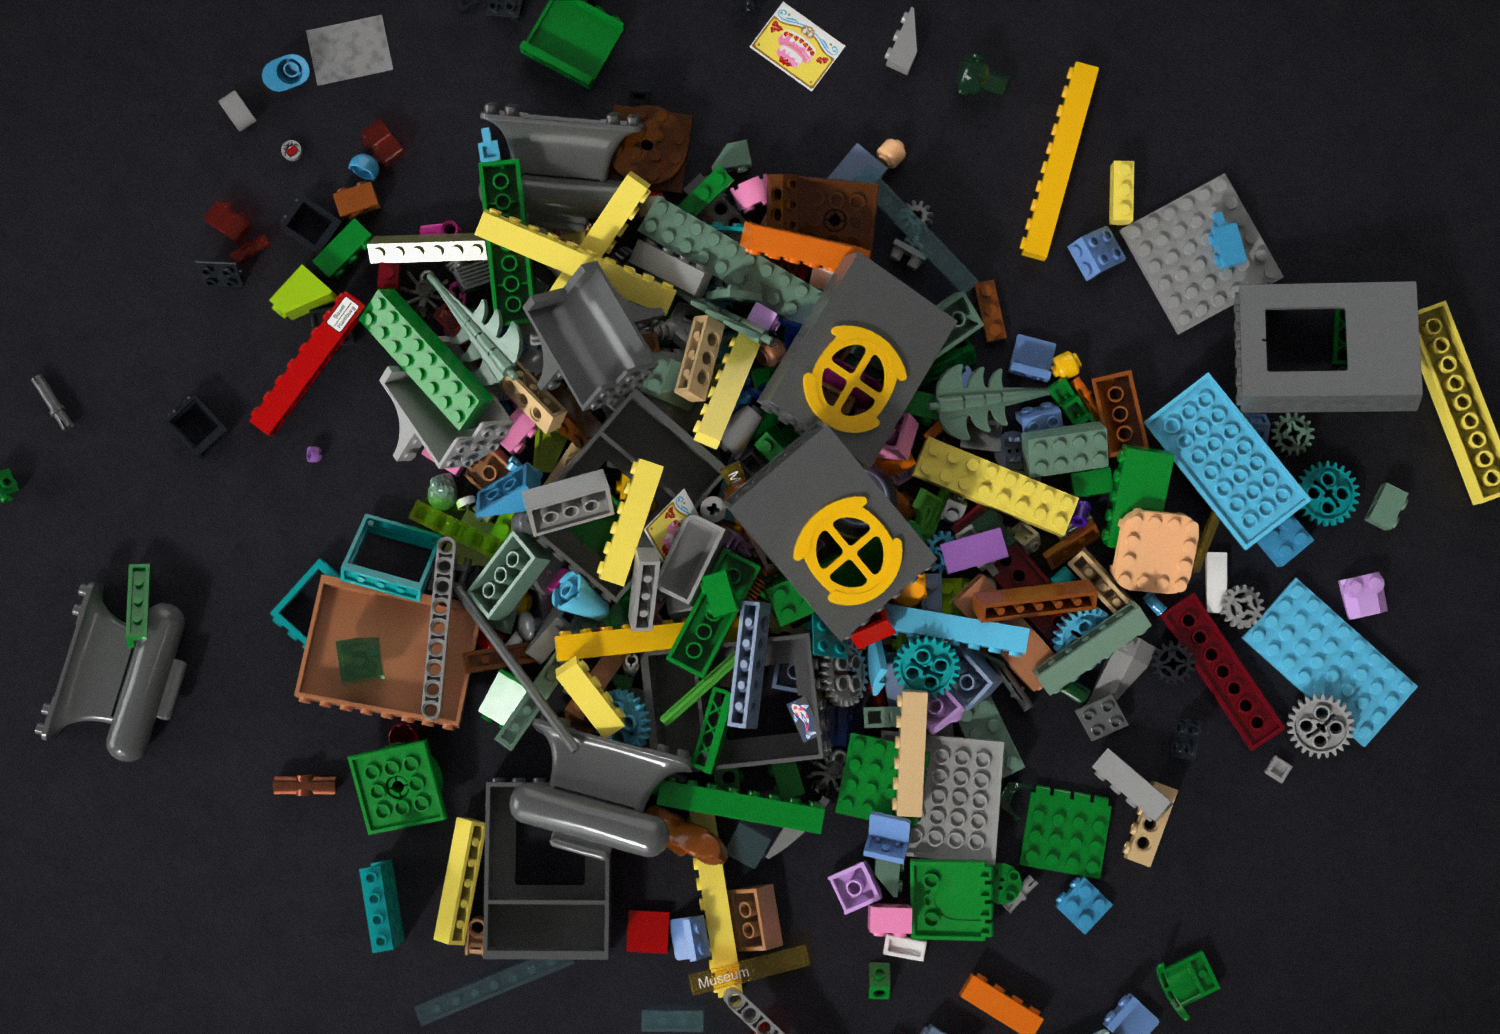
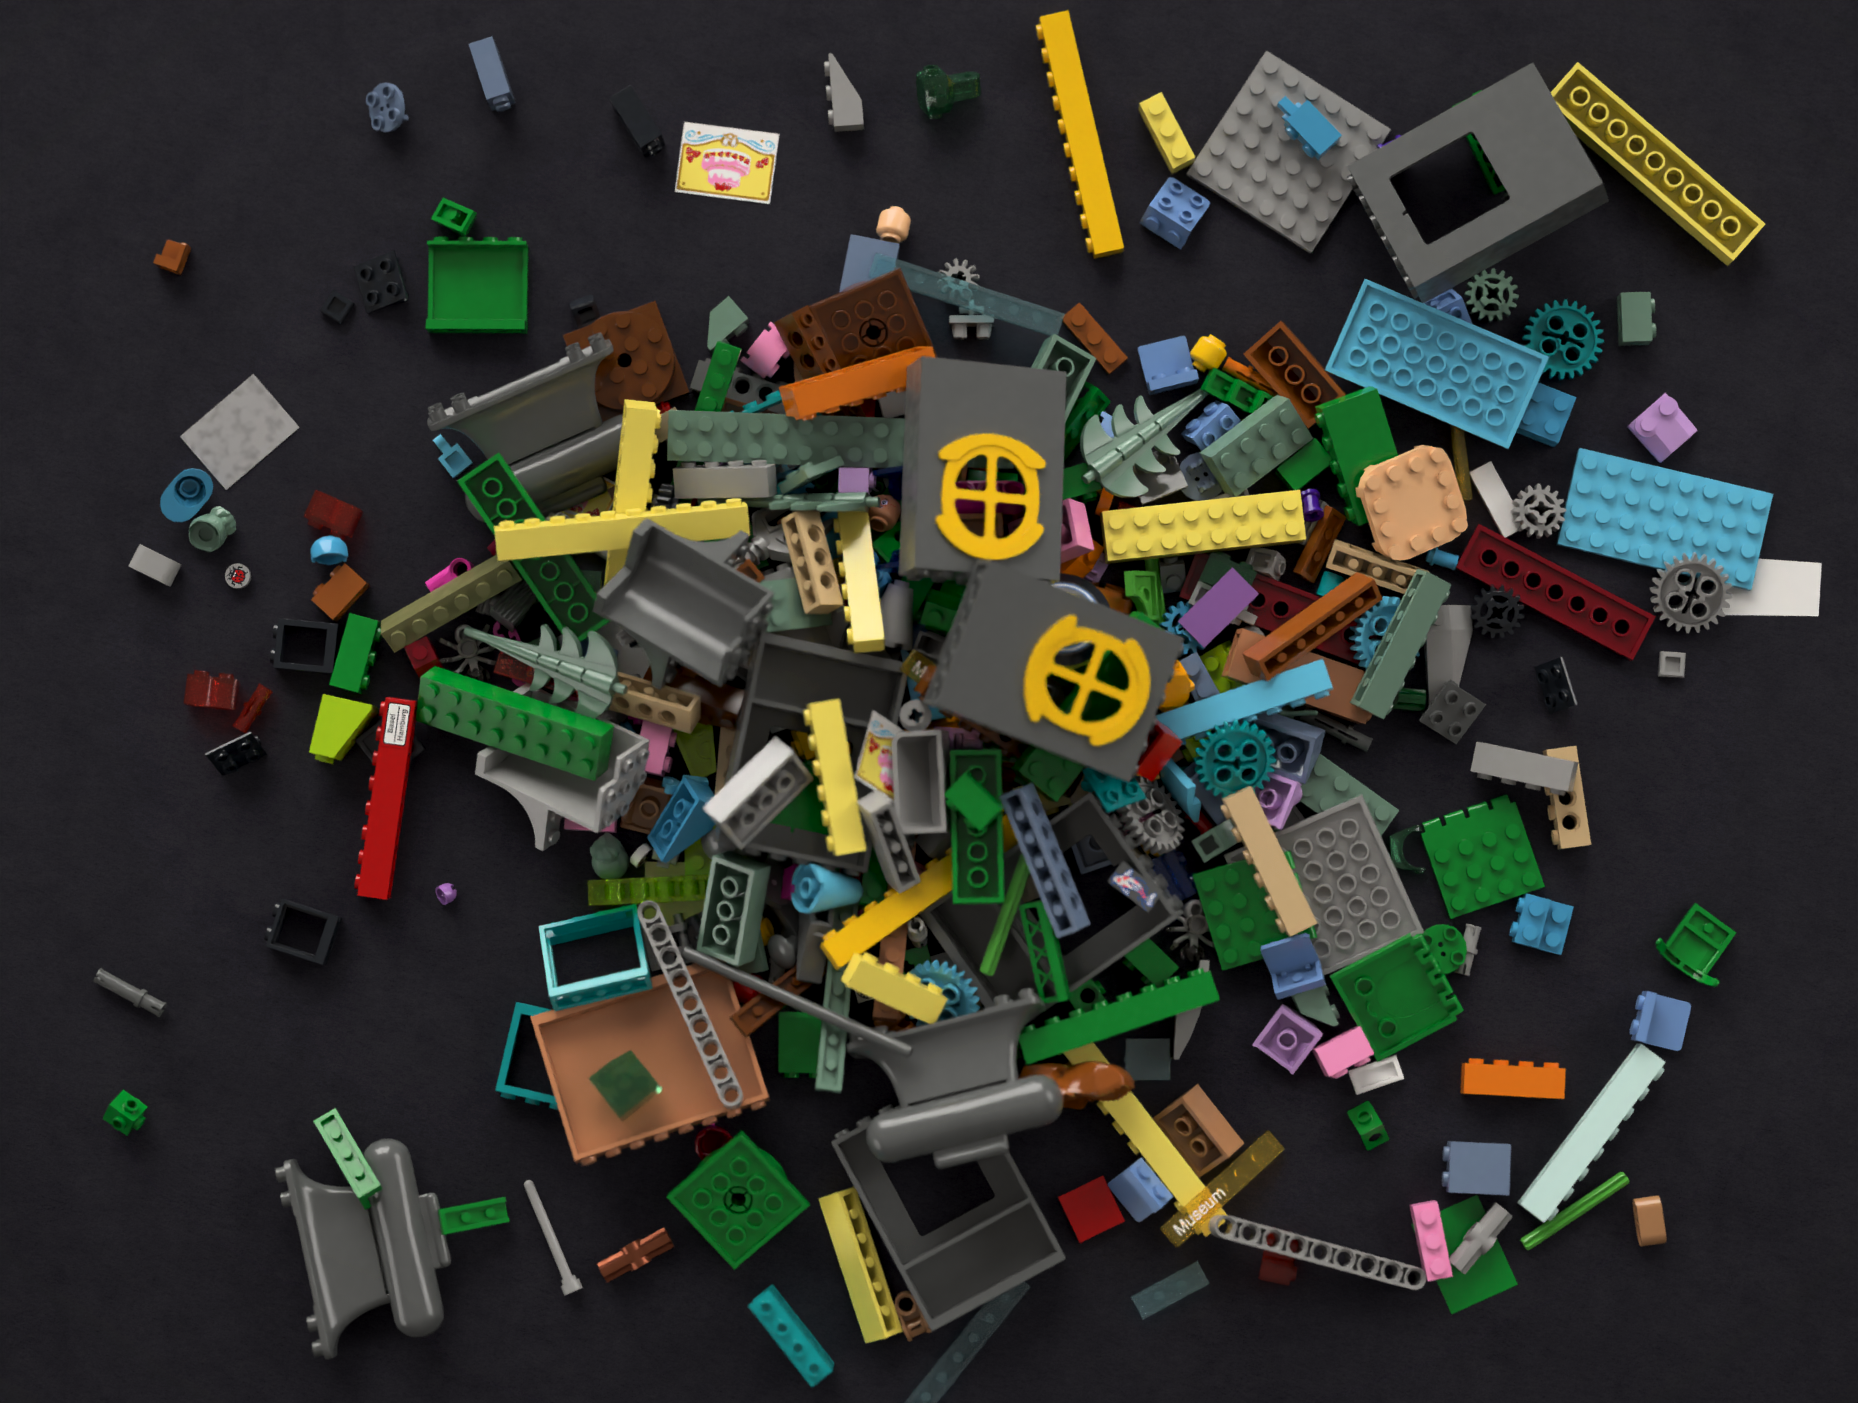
camera: 20 degrees left, 0 degrees up
(204, 694) = (473, 1215): none -> green hinge
(248, 778) = (569, 1282): none -> light grey piece
(291, 107) = (211, 529): none -> sand green hair
(1385, 758) = (1779, 590): none -> white sticker

